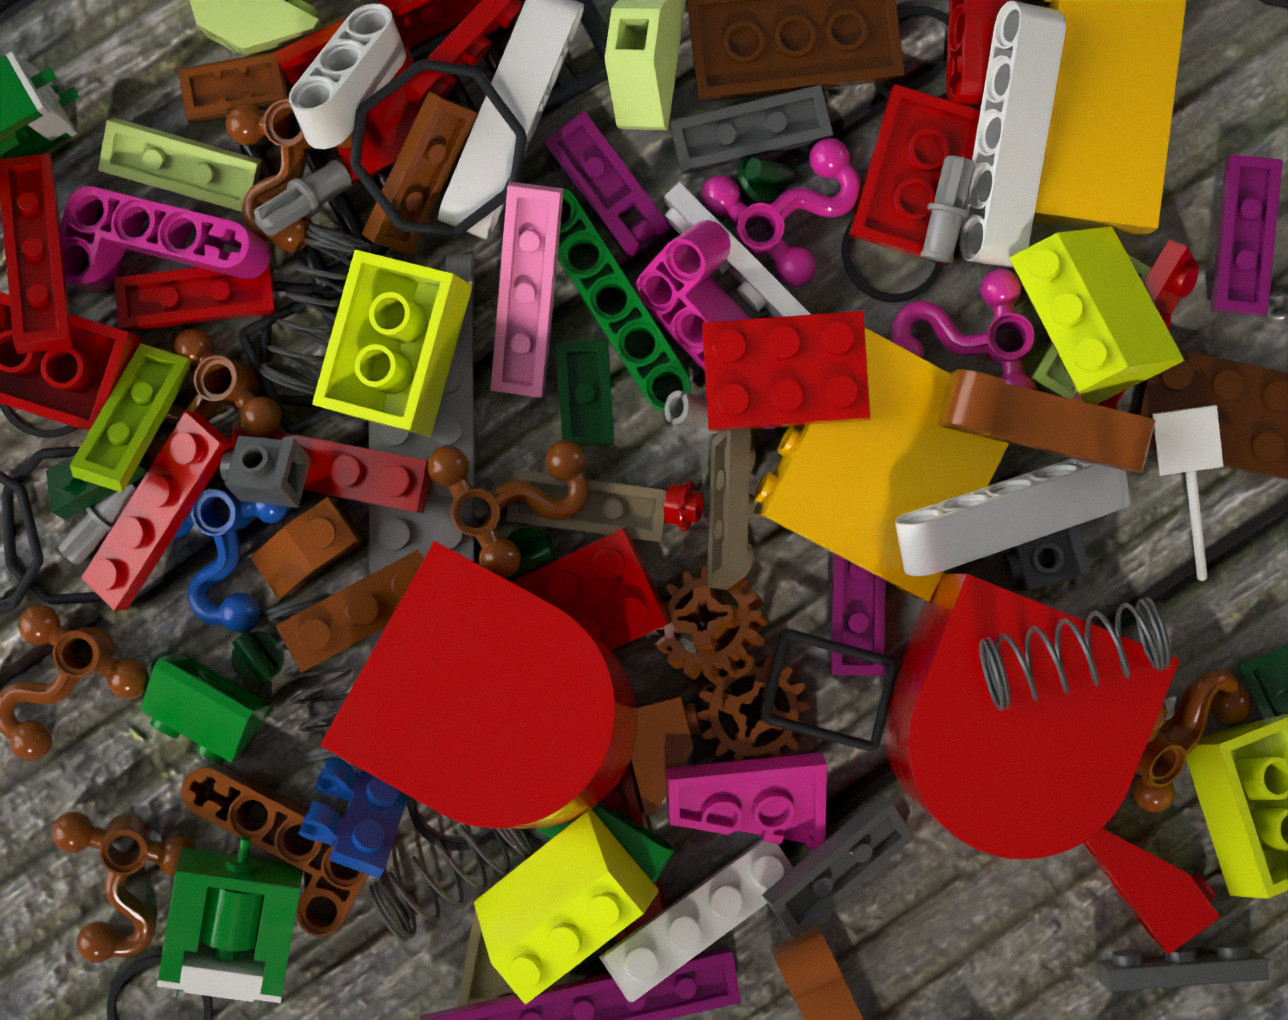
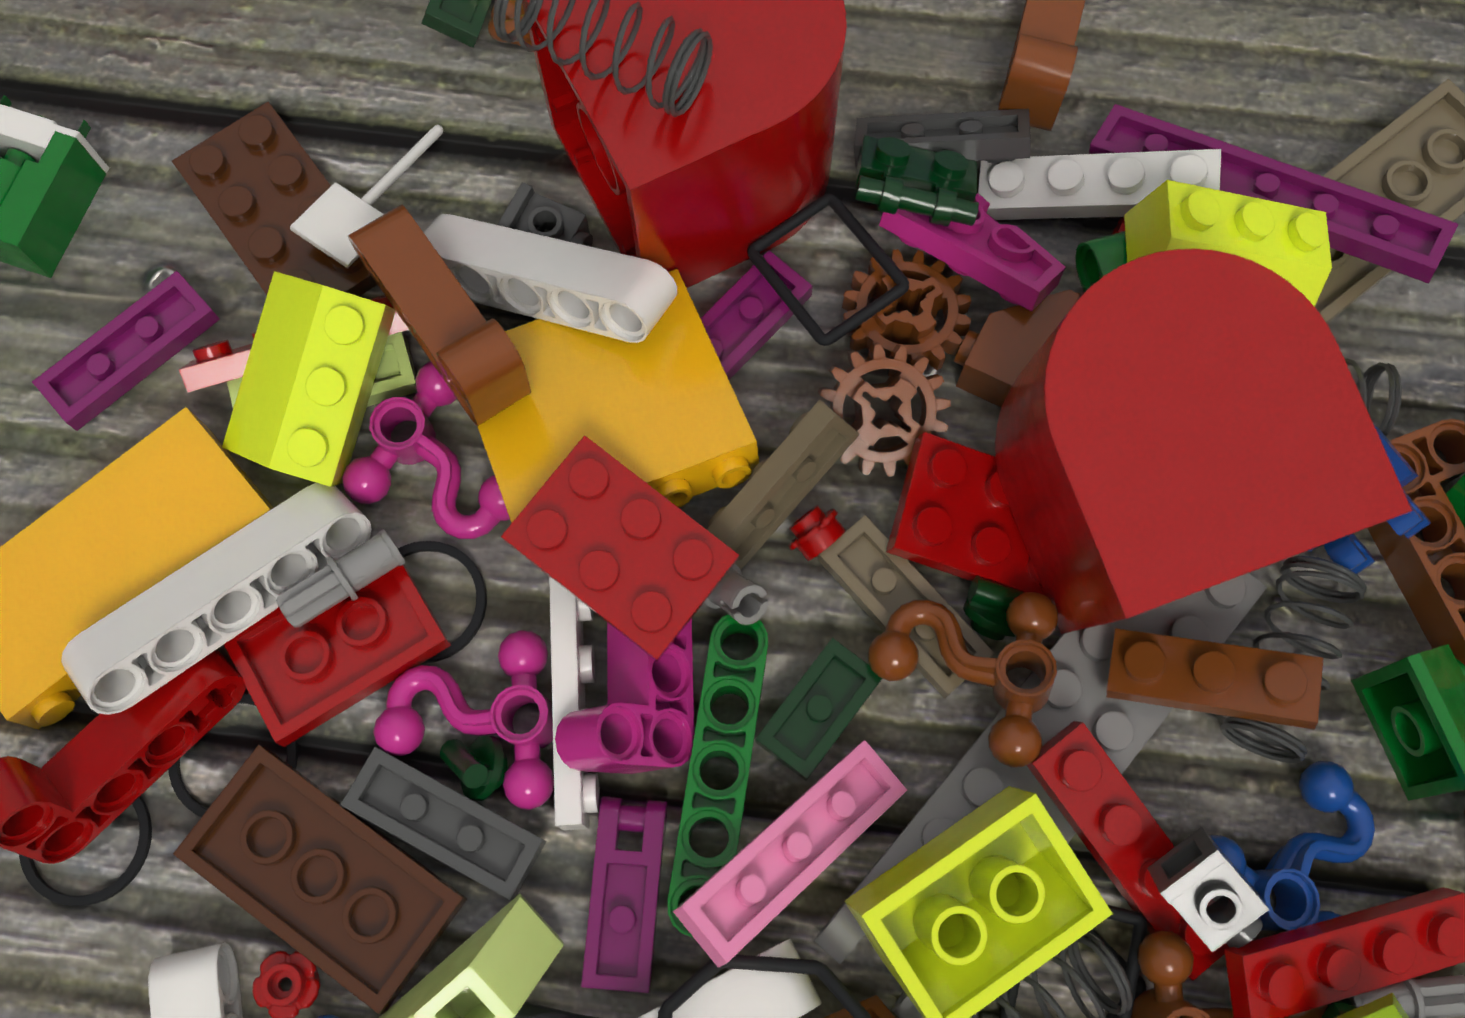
camera: 140 degrees left, 15 degrees down
(256, 657) = (1341, 731): dark green plate -> none
(307, 547) = (1208, 790): dark orange slope -> none
(826, 813) = (917, 181): none -> dark green plate

